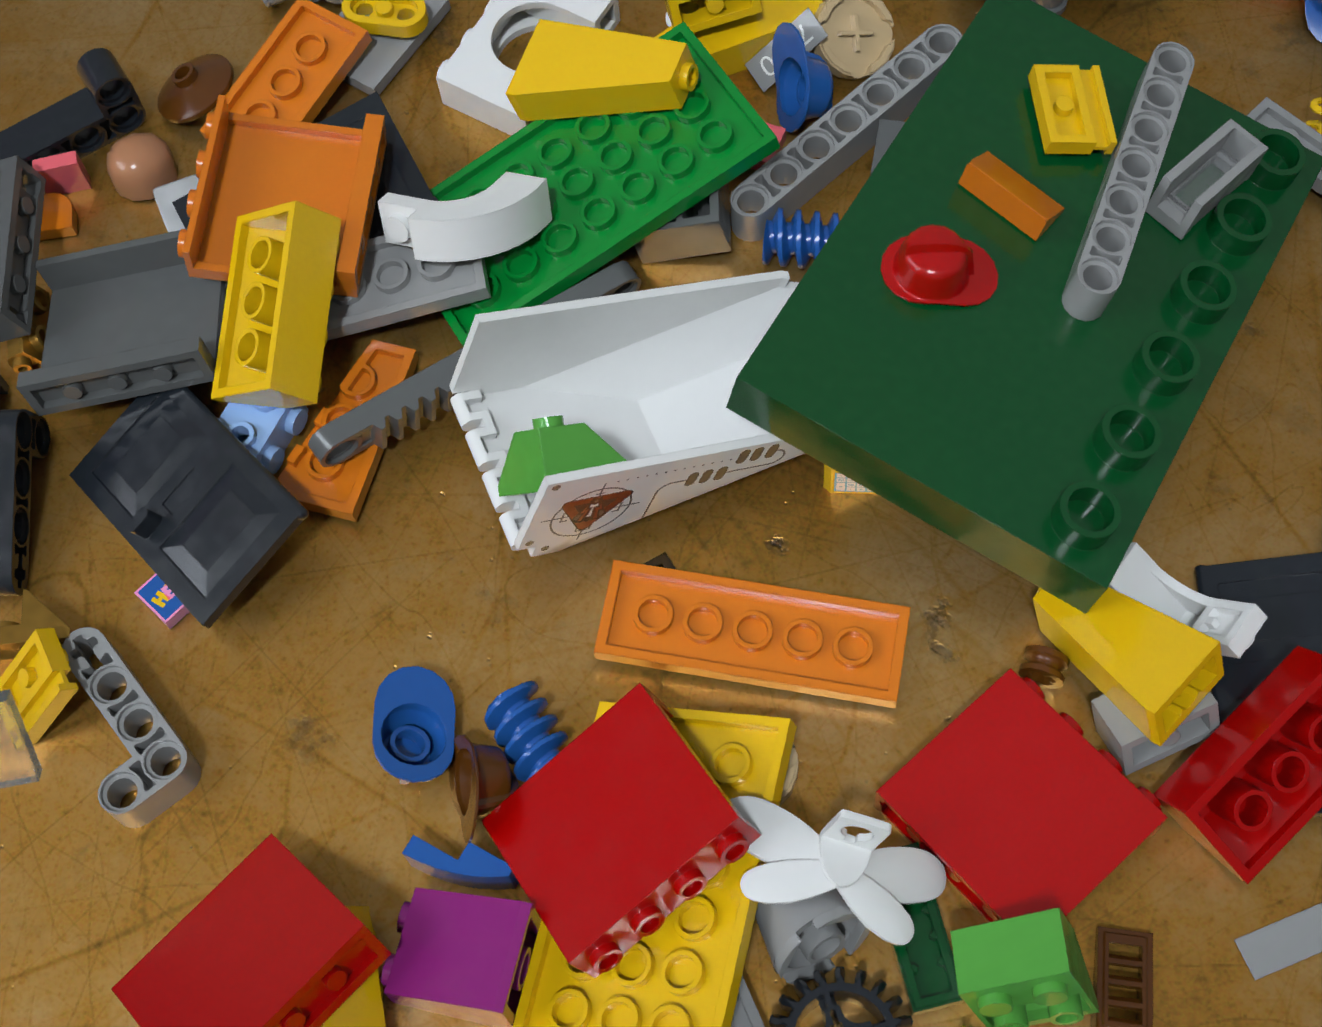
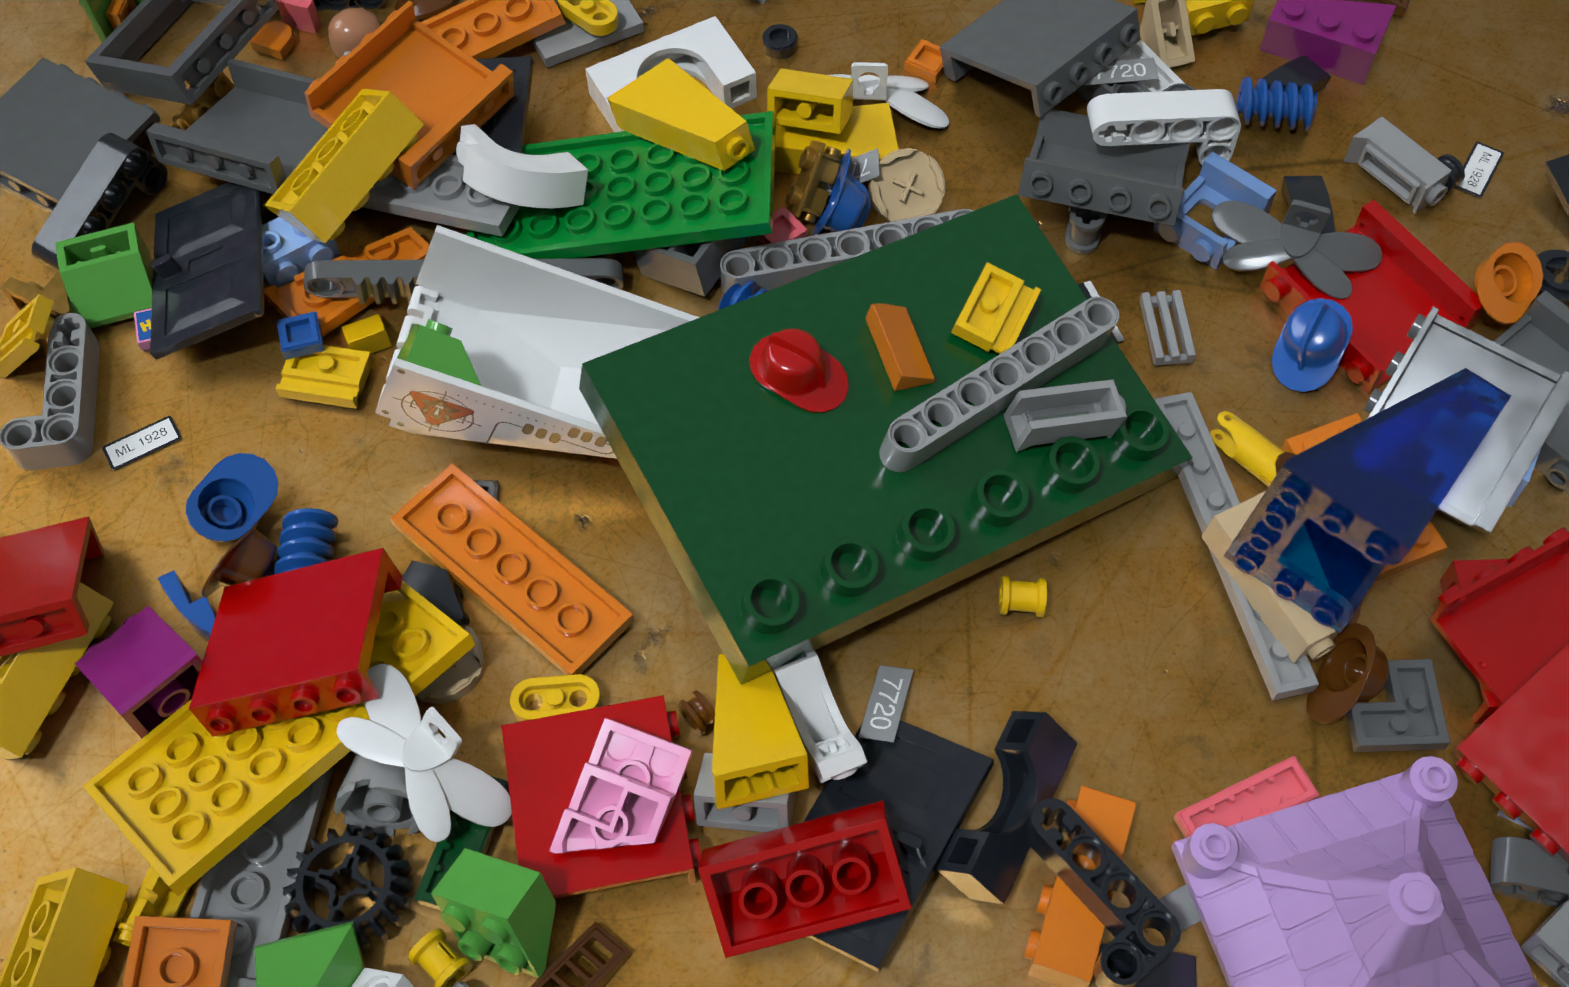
camera: 25 degrees right, 5 degrees down
(79, 567) = (106, 274): none -> bright green slope
(248, 725) = (141, 442): none -> white sticker
(348, 516) = (300, 335): none -> blue tile
(399, 543) = (326, 376): none -> yellow plate
(408, 479) = (367, 335): none -> yellow slope
(692, 692) = (438, 588): none -> black slope
(753, 55) = (814, 167): none -> pearl gold hinge
(892, 735) = (555, 694): none -> yellow plate
(1051, 784) = (622, 790): none -> bright pink slope
(1199, 41) = (1162, 301): none -> light grey tile
(1208, 554) = (886, 703): none -> light grey sticker
(1258, 379) = (1022, 596): none -> yellow bush

